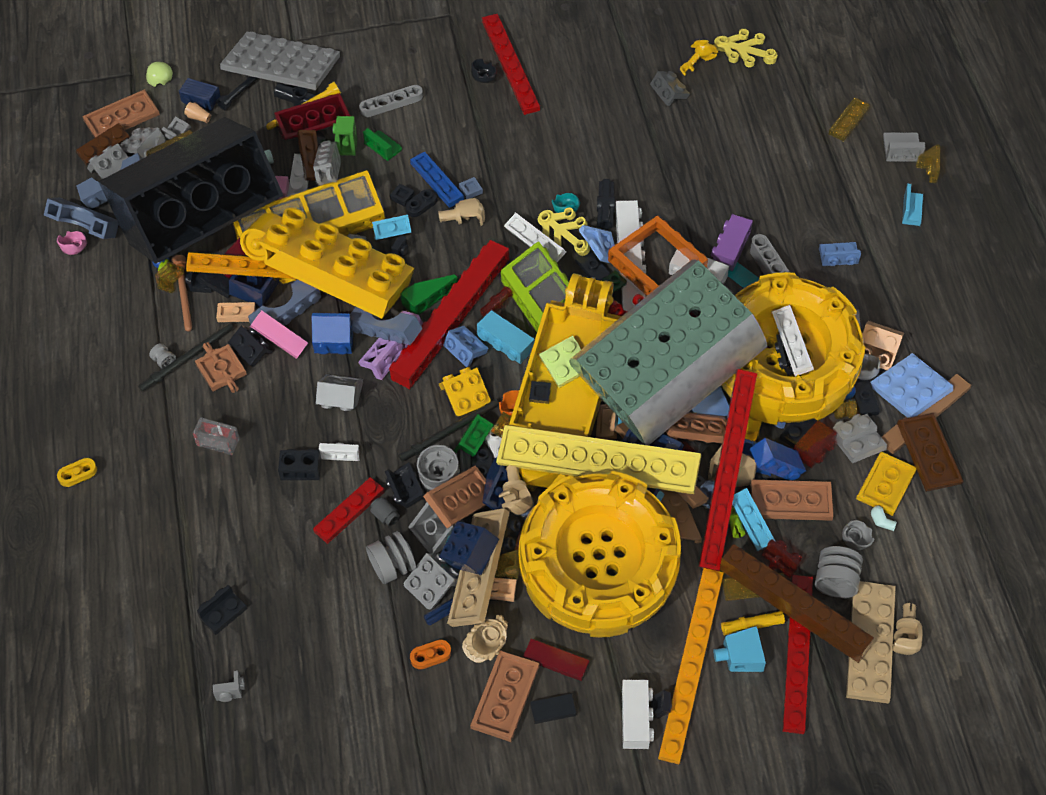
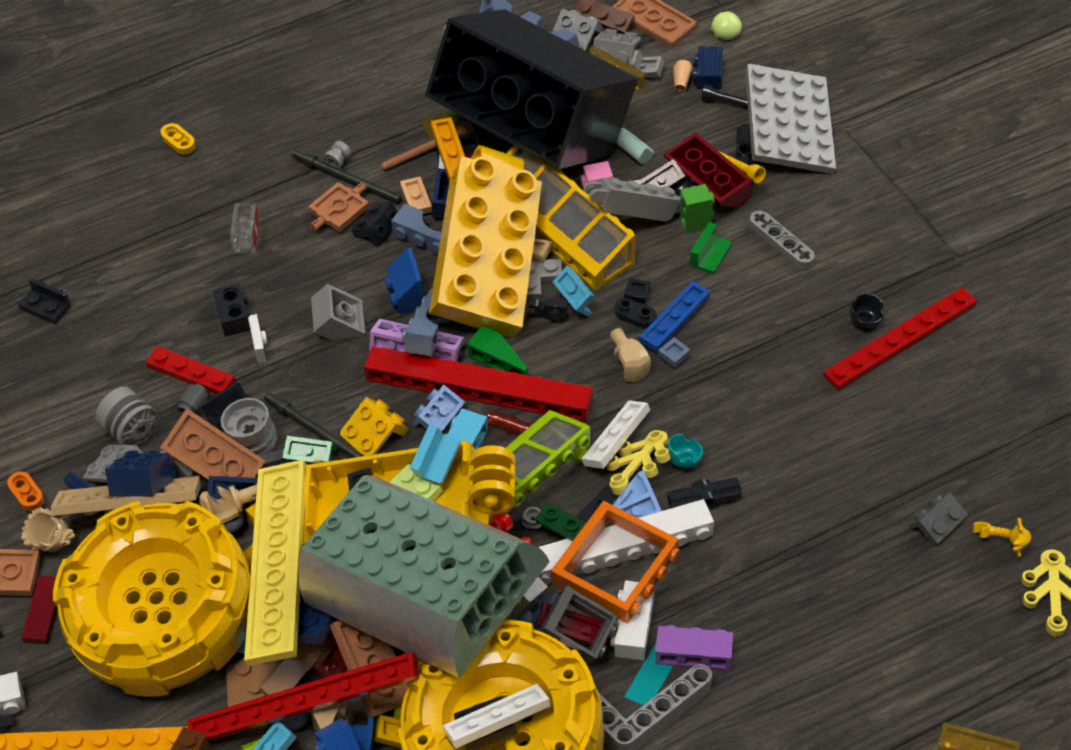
camera: 75 degrees right, 5 degrees down
(278, 334) = (390, 236): bright pink tile -> none
(552, 326) = (435, 455): none -> medium azure panel

